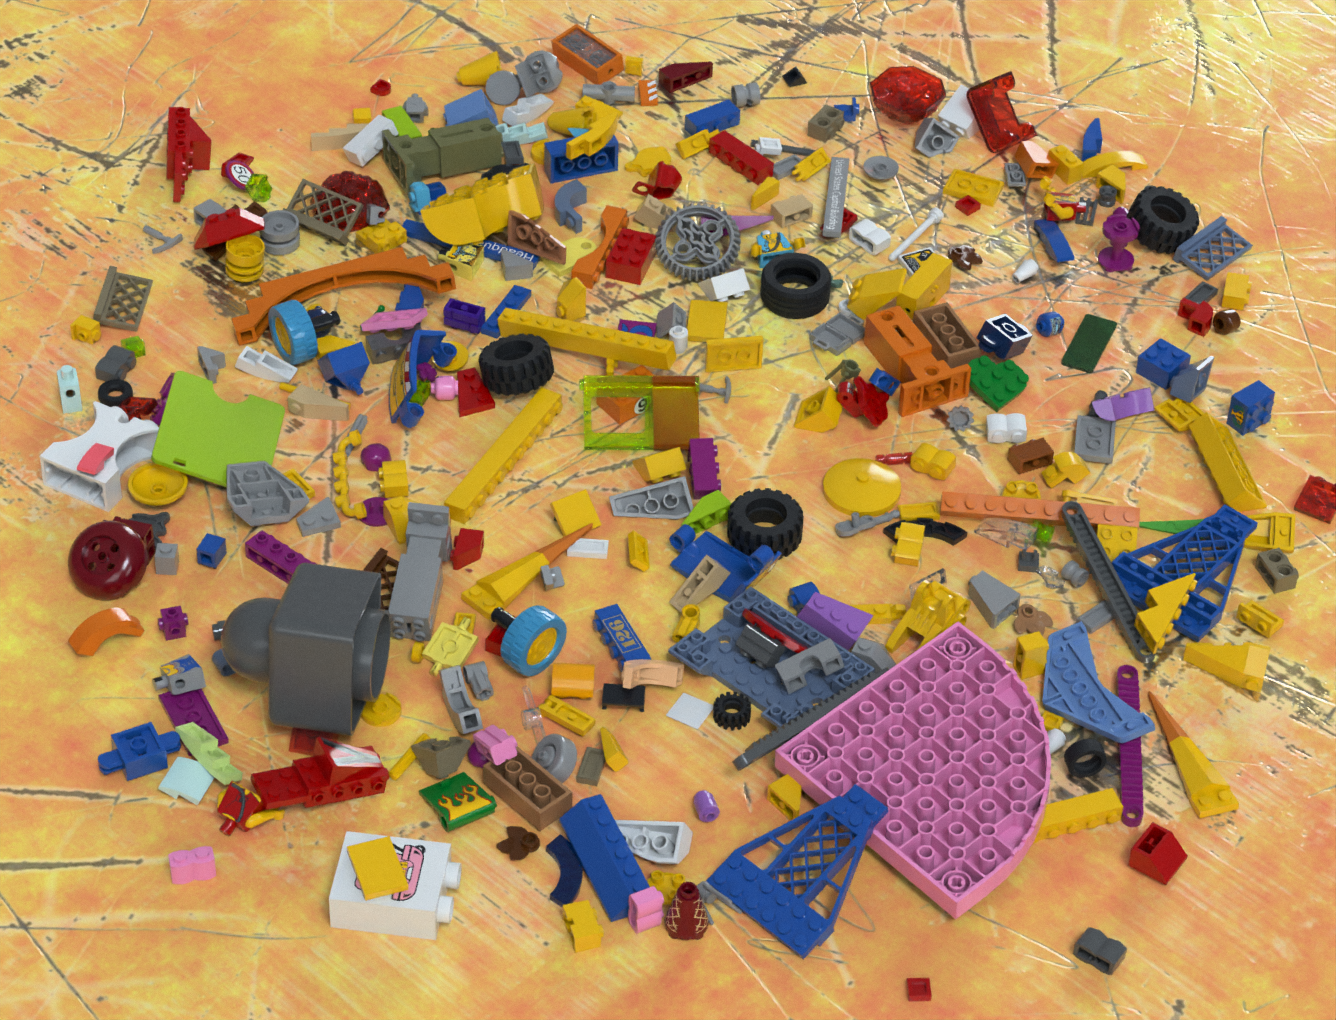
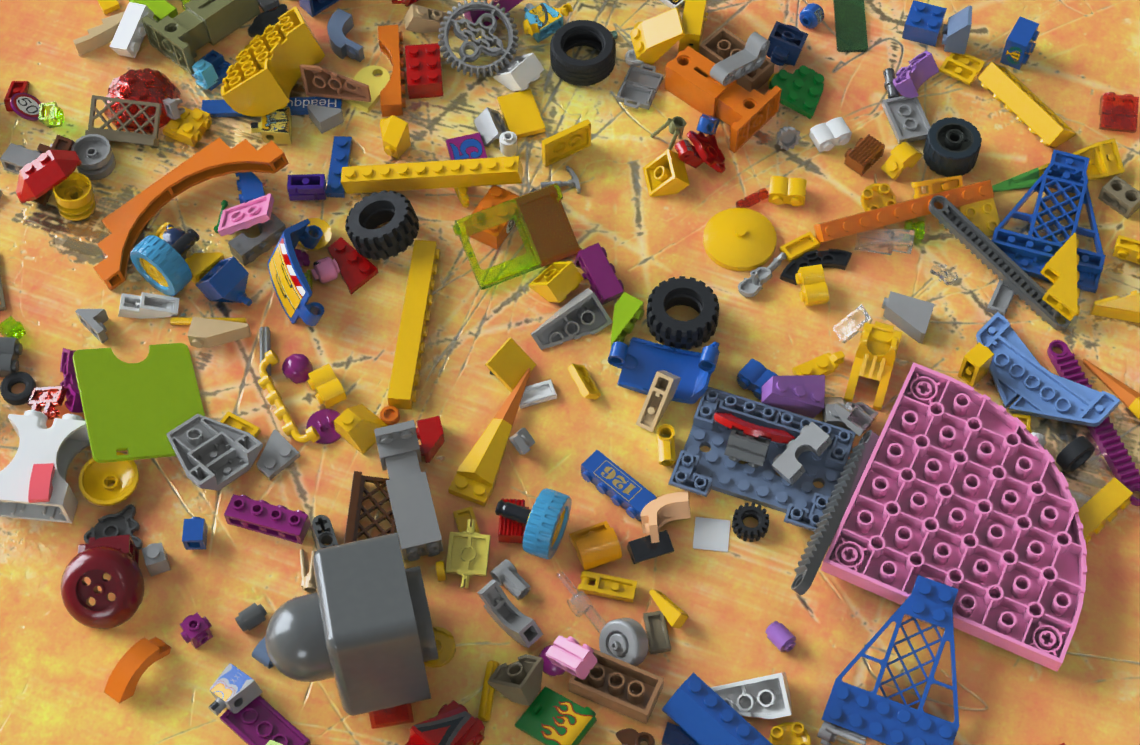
camera: 20 degrees left, 15 degrees up
(785, 796) = (847, 598): yellow slope -> none
(880, 654) = (856, 416): none -> light grey slope
(943, 334) = (743, 61): none -> light grey beam
(1028, 561) = (916, 263): dark grey tile -> none
(1031, 622) = (953, 325): medium nougat plate -> none
(1073, 572) = (963, 262): light grey wheel -> none
(1123, 473) = (952, 147): none -> black wheel

